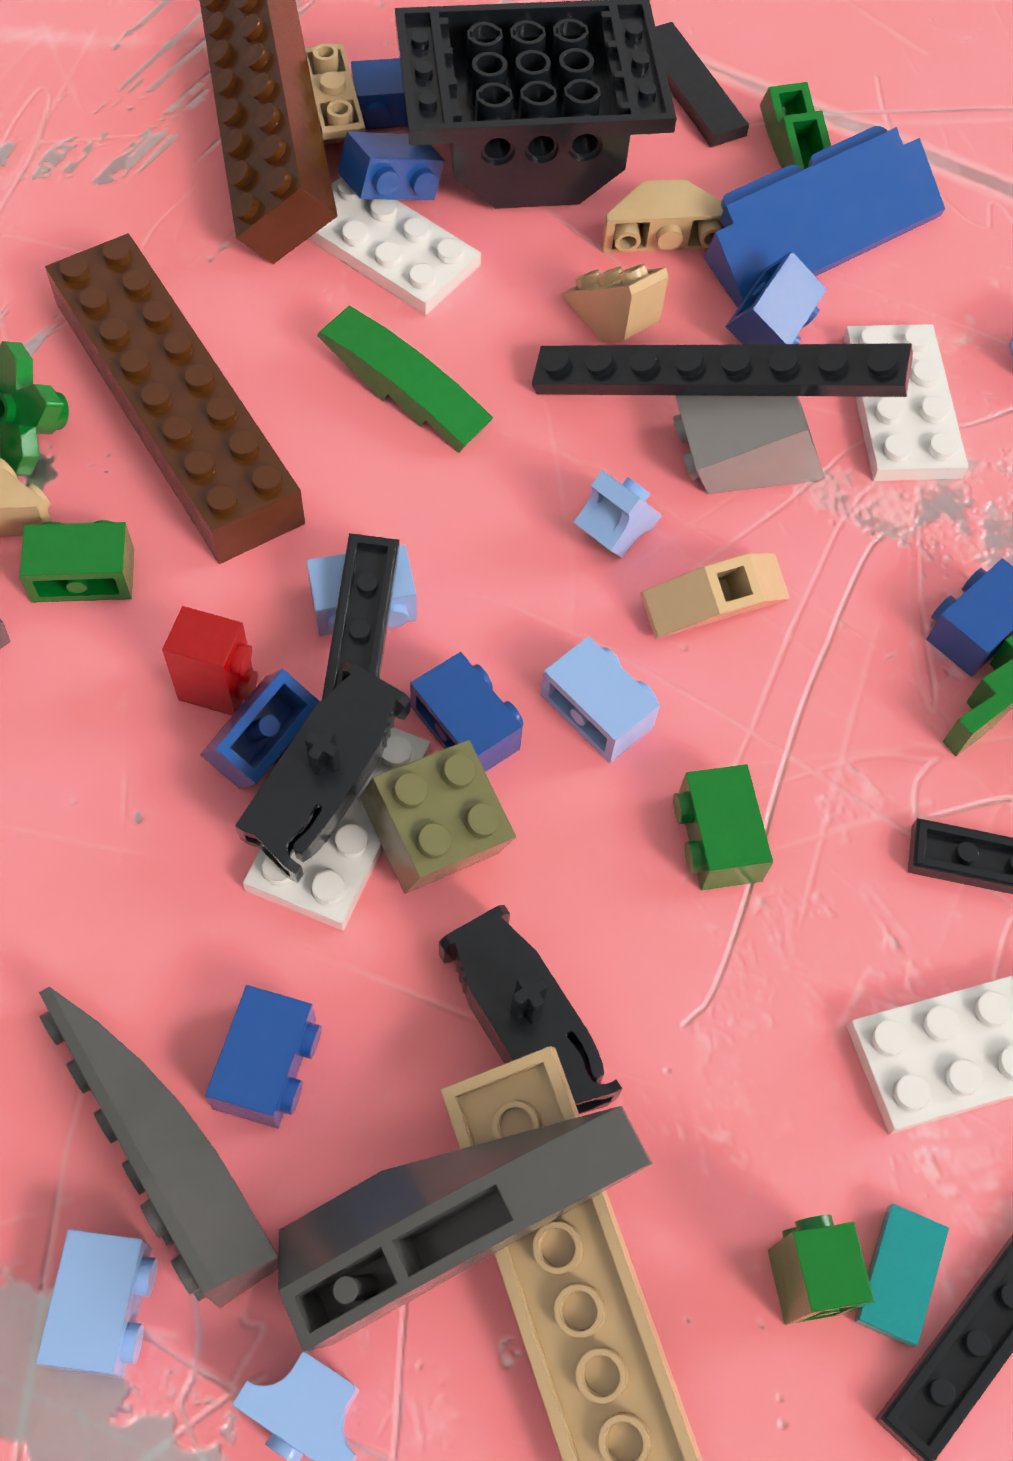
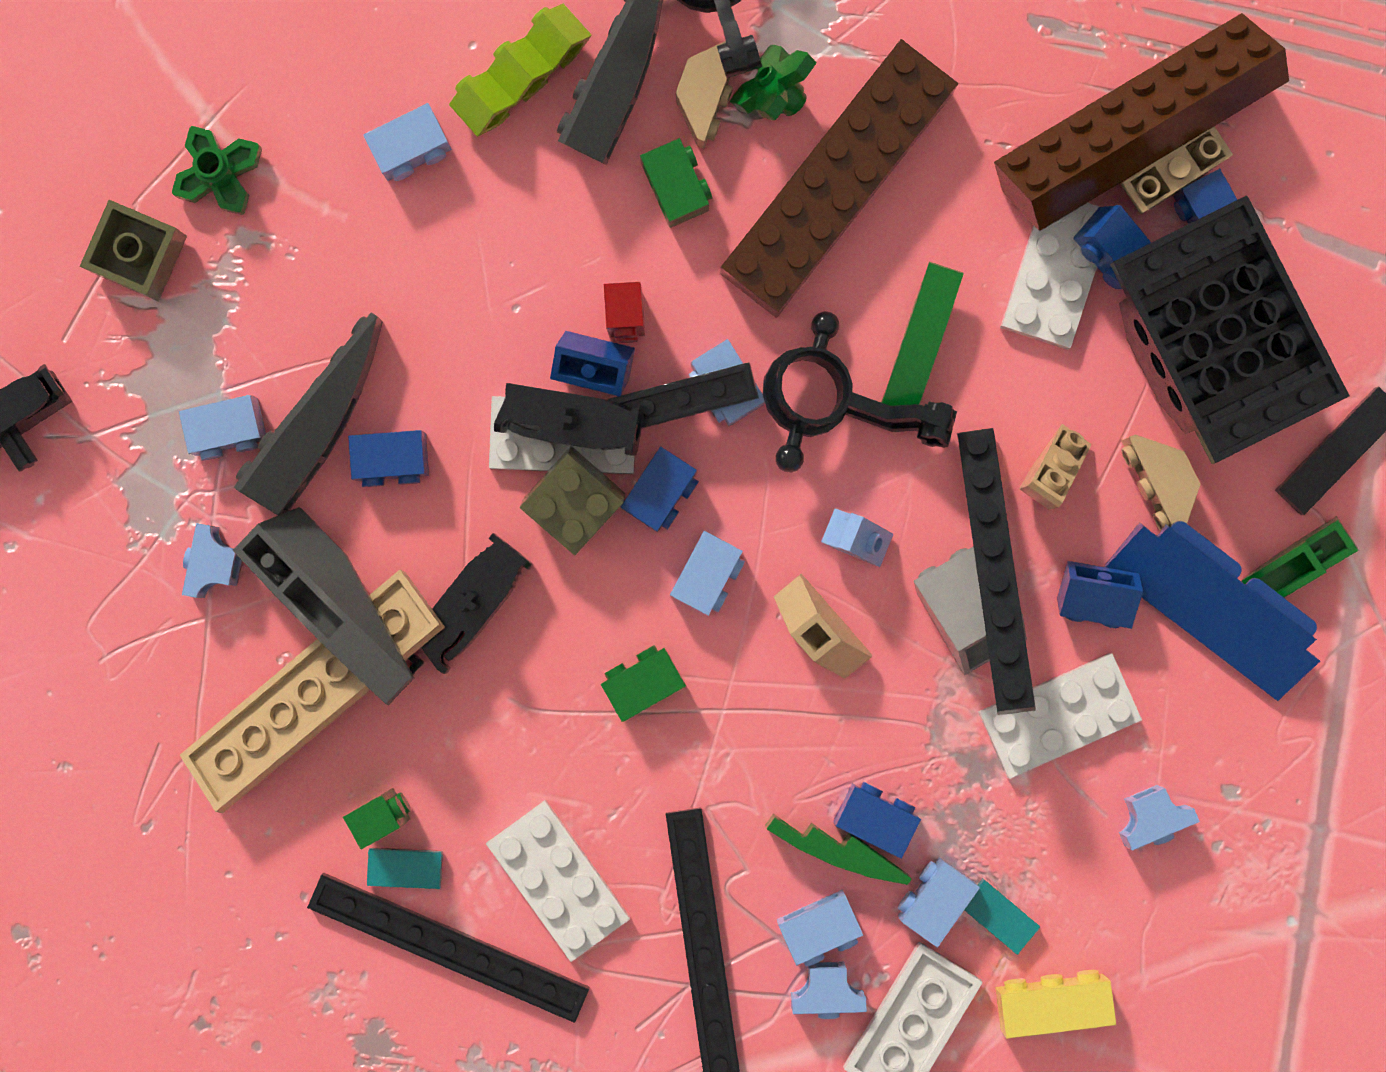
camera: 75 degrees right, 25 degrees up
(503, 392) = (931, 421): none -> black piece

